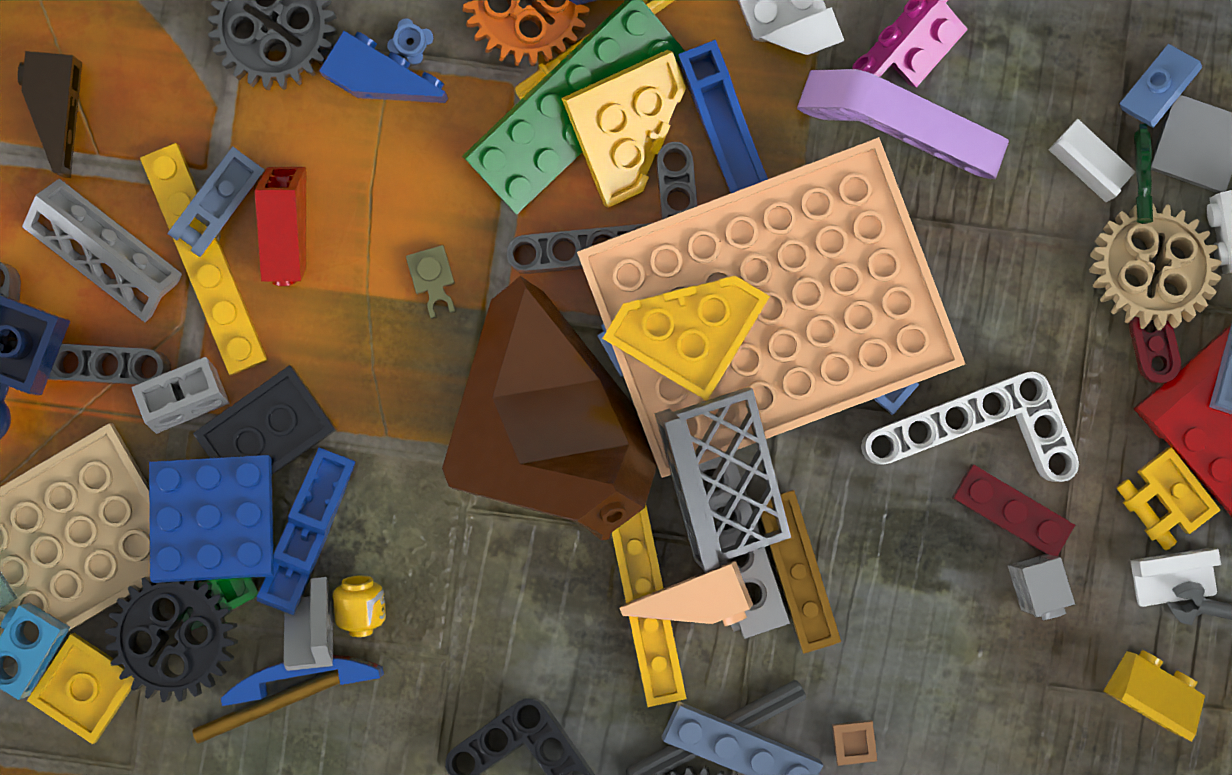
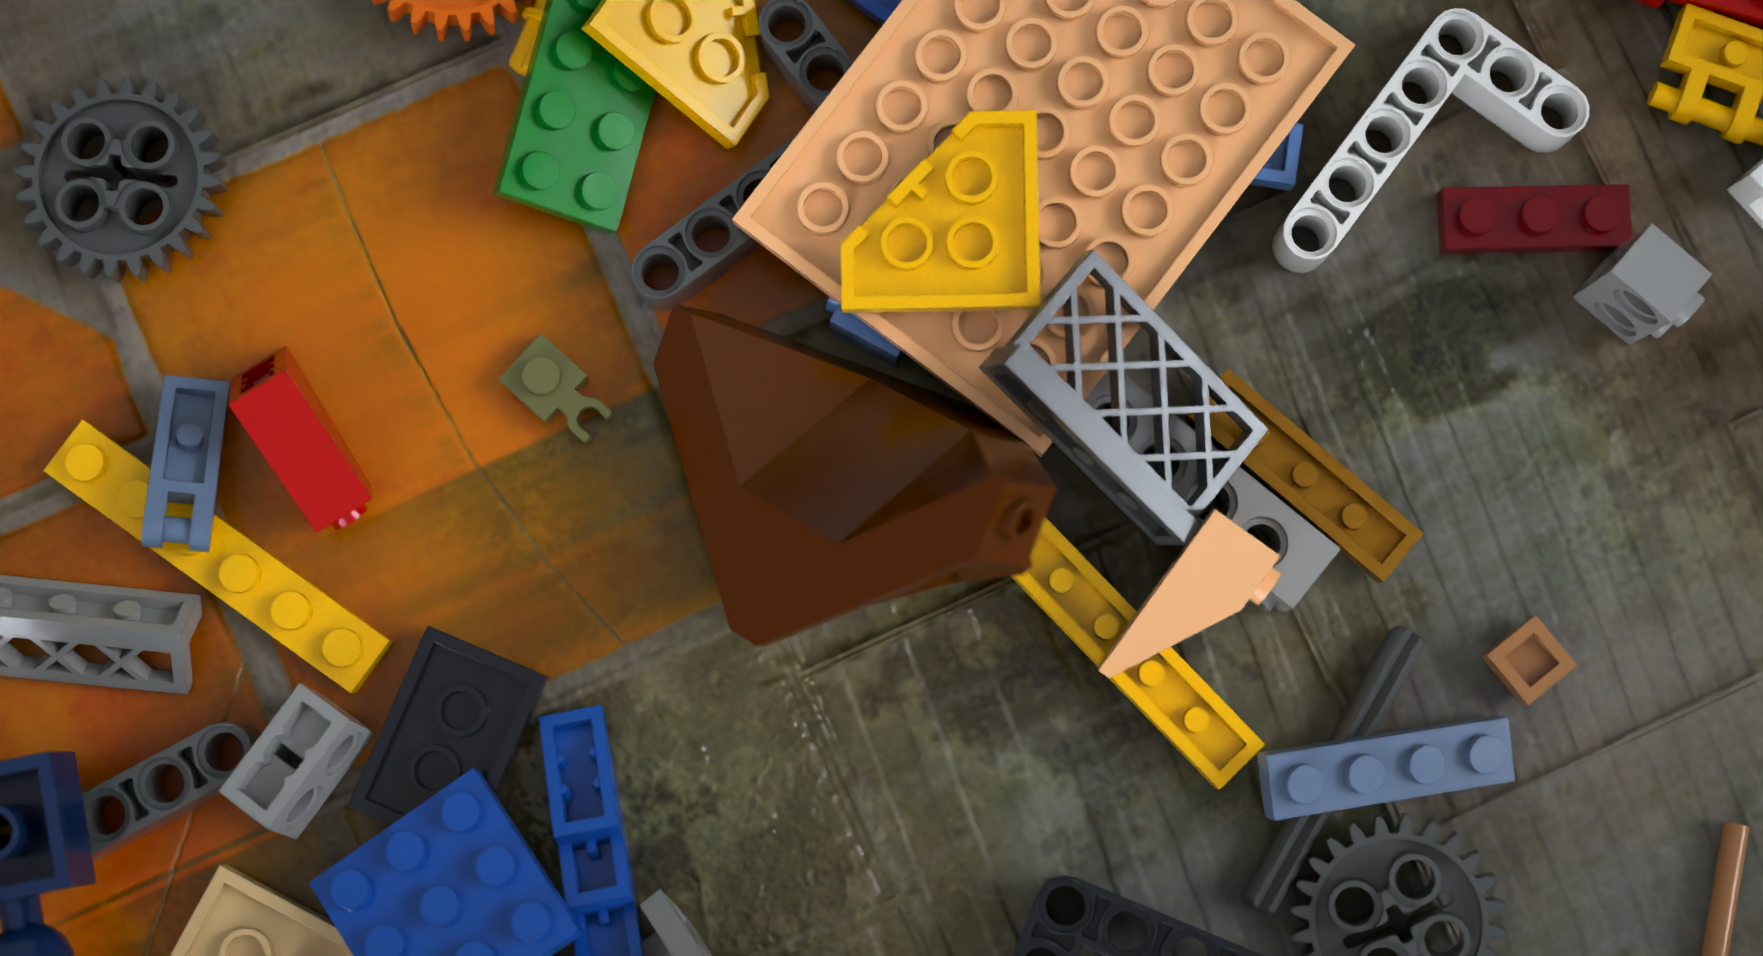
camera: 40 degrees left, 5 degrees down
(359, 605) = (730, 901): yellow head -> none
(372, 75) = (299, 163): blue slope -> none
(407, 30) = (314, 77): medium blue plate -> none

